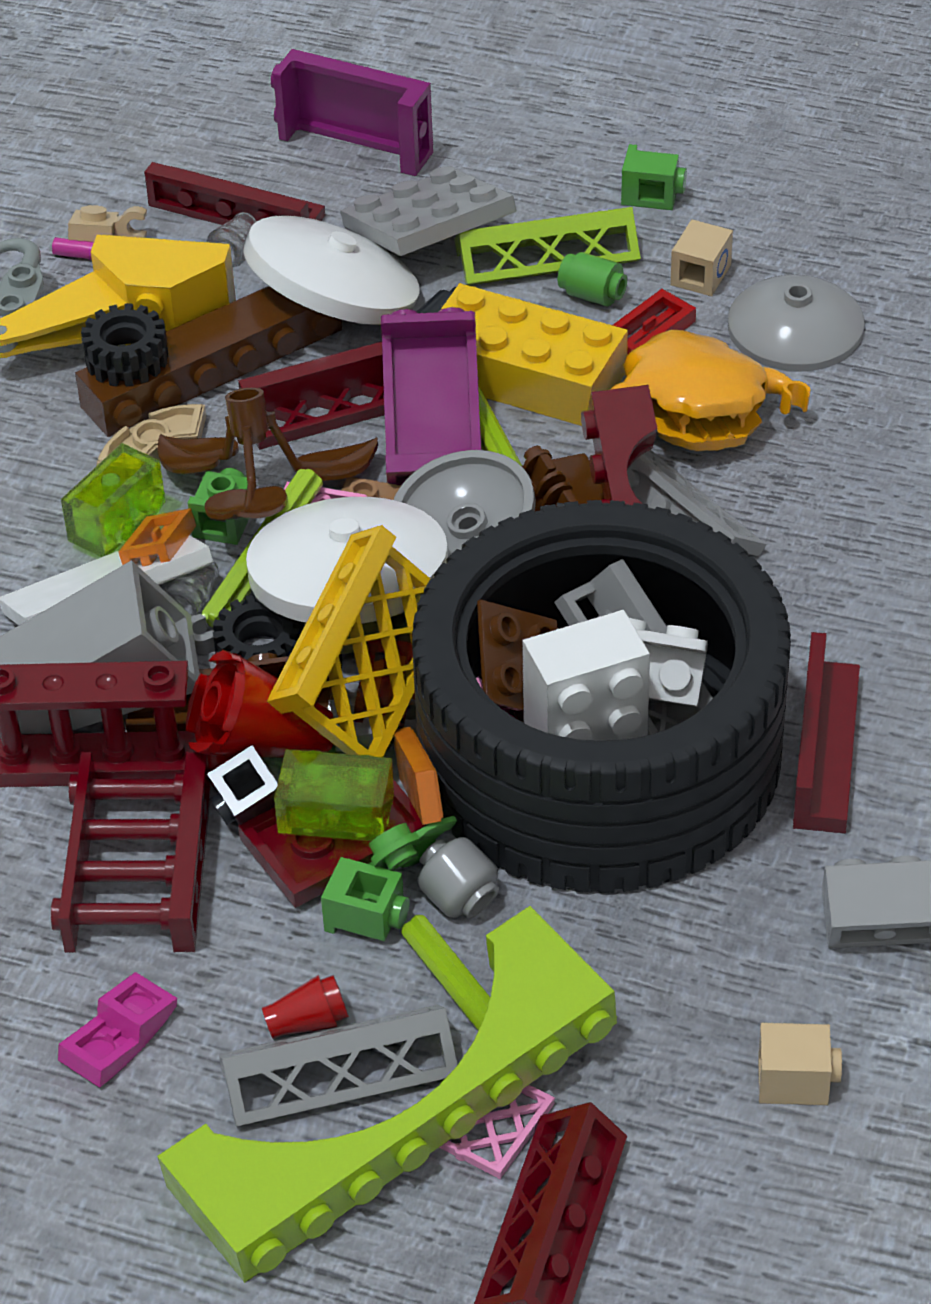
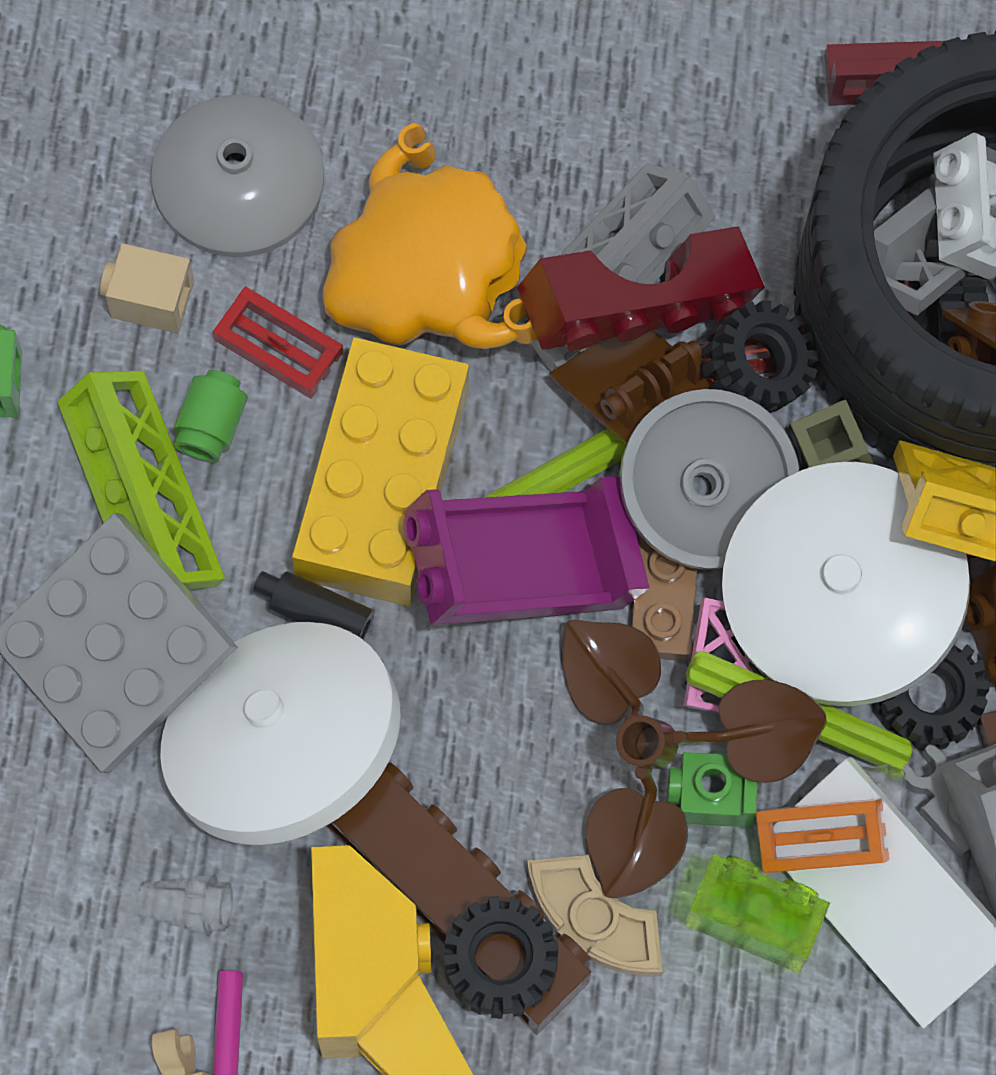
camera: 105 degrees left, 25 degrees up
(218, 199) = (113, 922): dark red fence -> none
(322, 384) = (471, 717): dark red fence -> none

